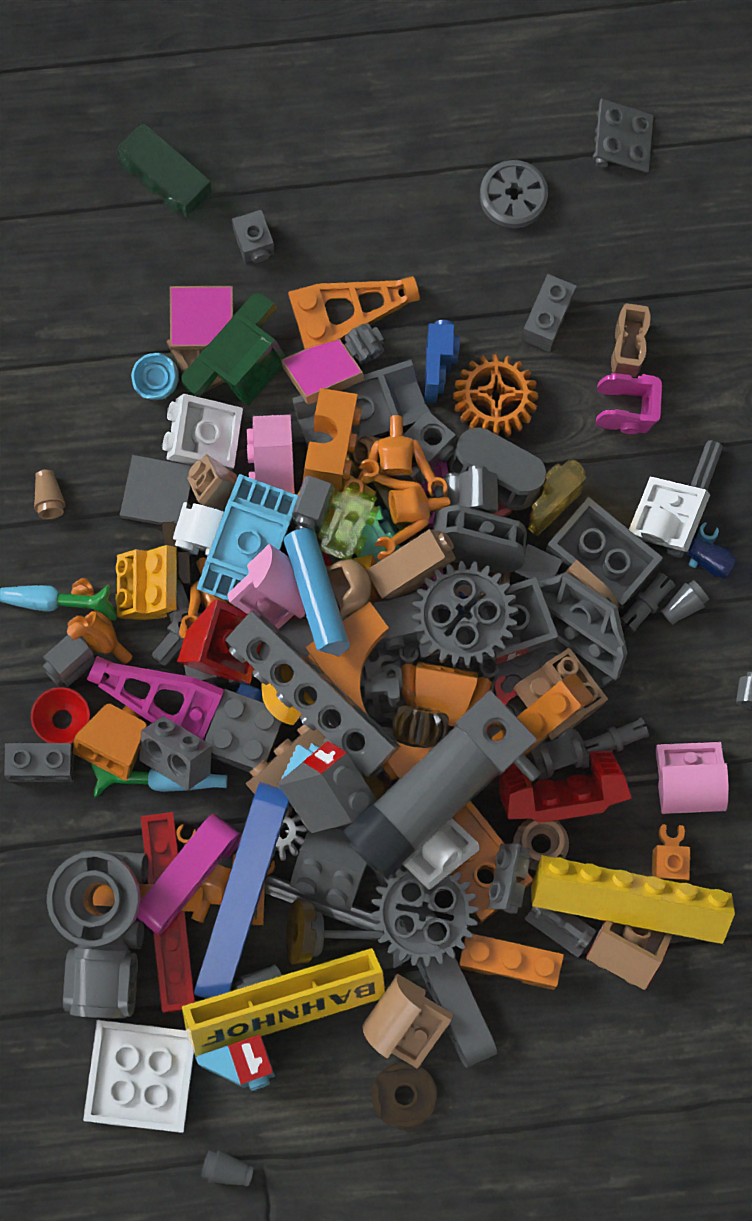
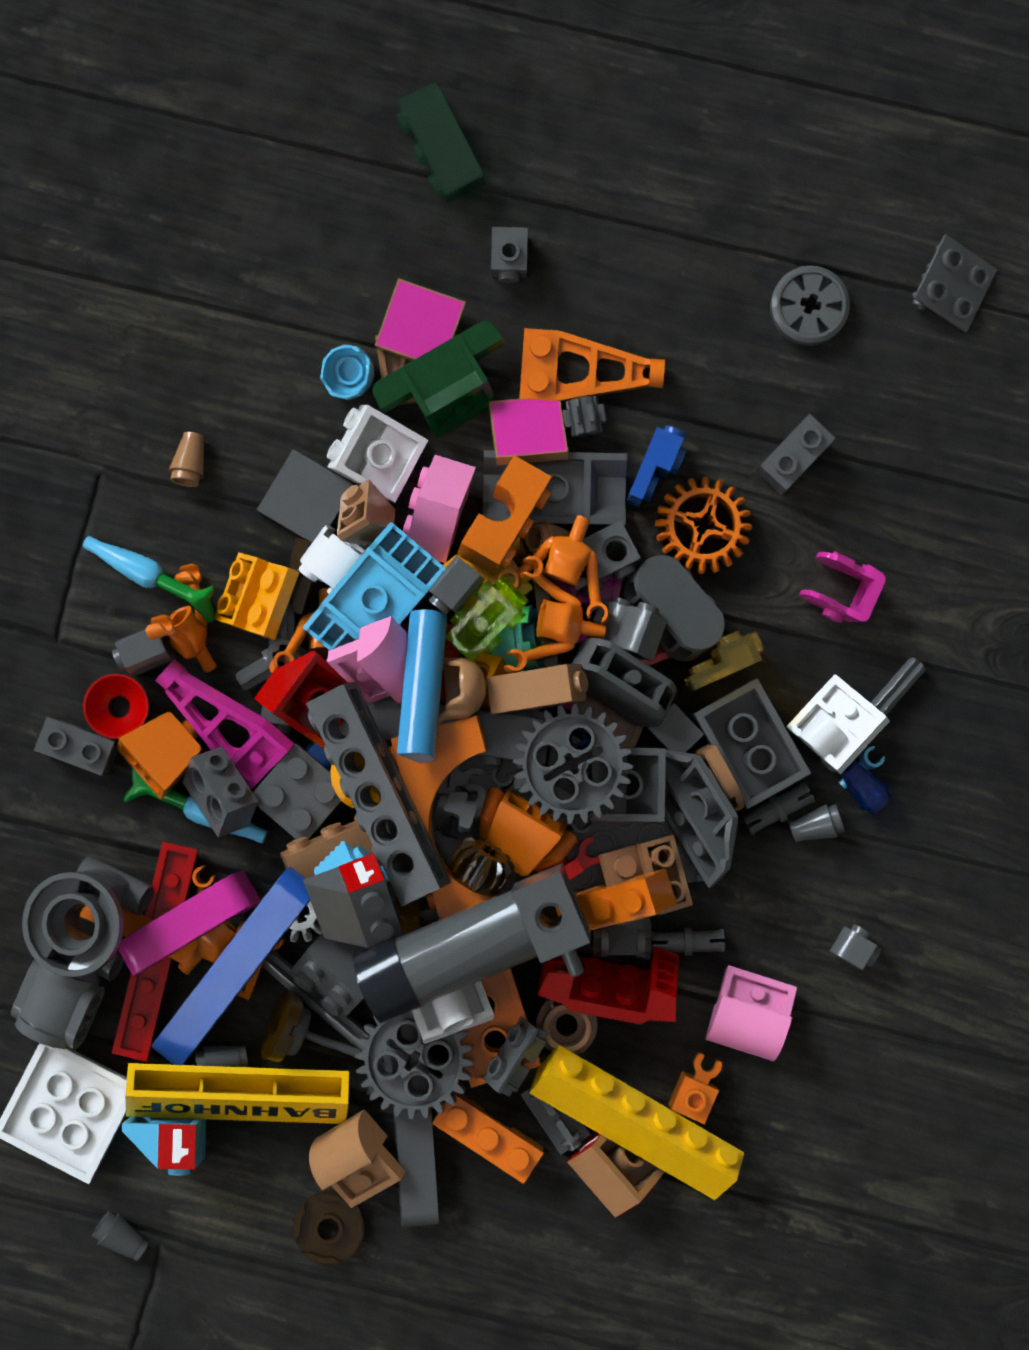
camera: 25 degrees right, 10 degrees up
(630, 339) = (874, 509): medium nougat brick -> none

